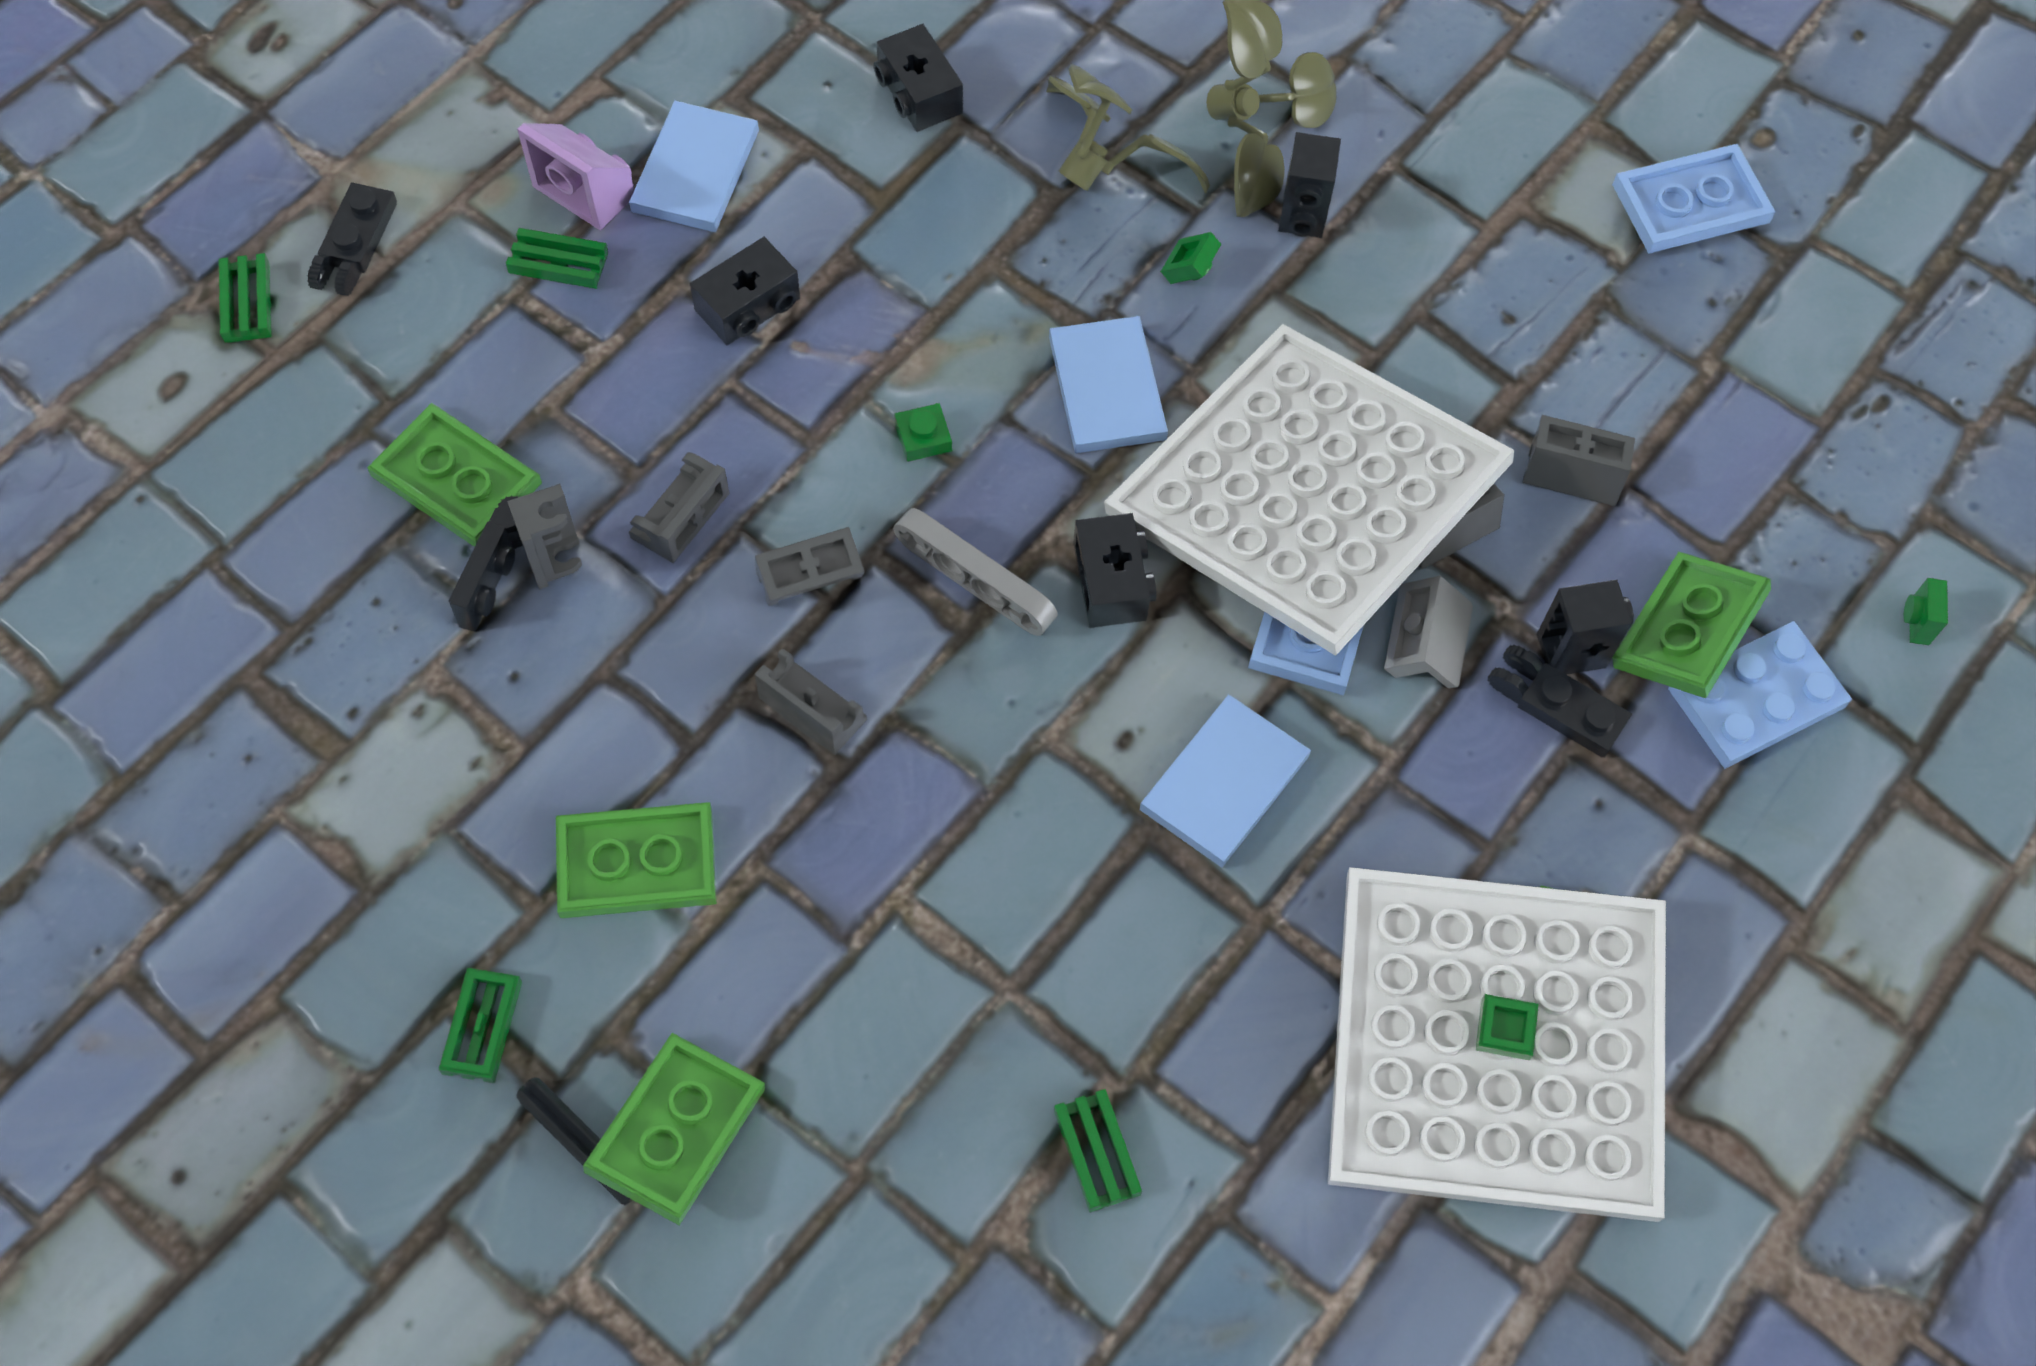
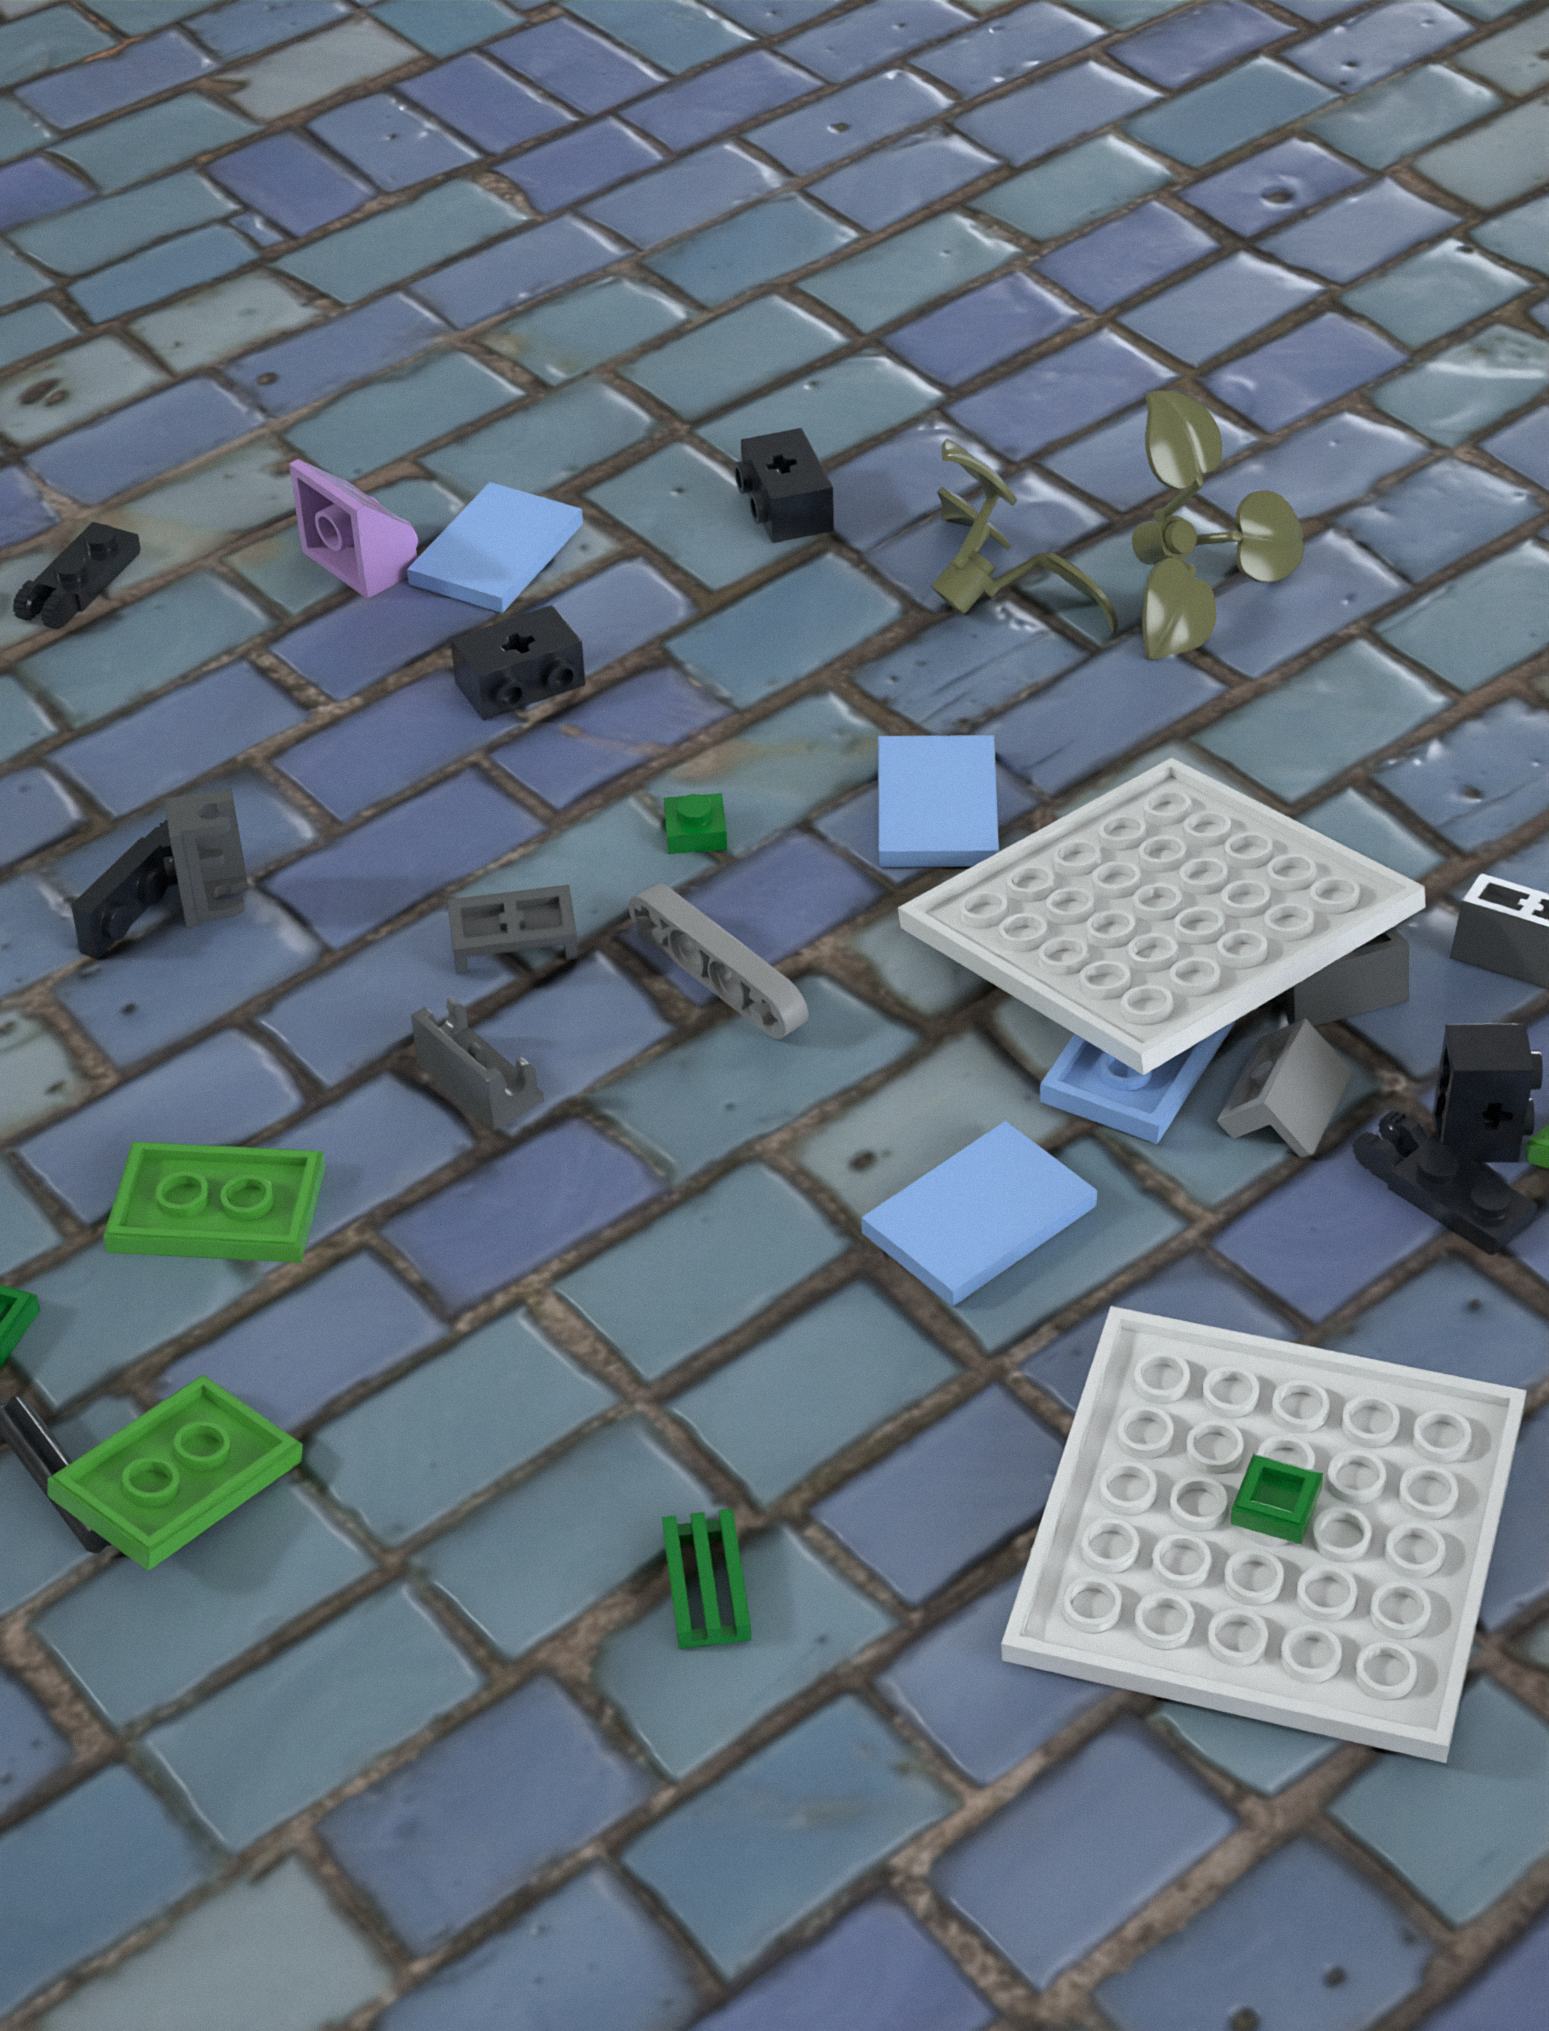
camera: 15 degrees right, 20 degrees down
(451, 472) = (106, 796): bright green tile -> none
(560, 252) = (308, 616): green tile -> none
(682, 508) = (380, 866): dark grey hinge -> none
(1109, 594) = (889, 977): black brick -> none
(1191, 258) = (1074, 686): green plate -> none
(1309, 185) = (1235, 619): black brick -> none

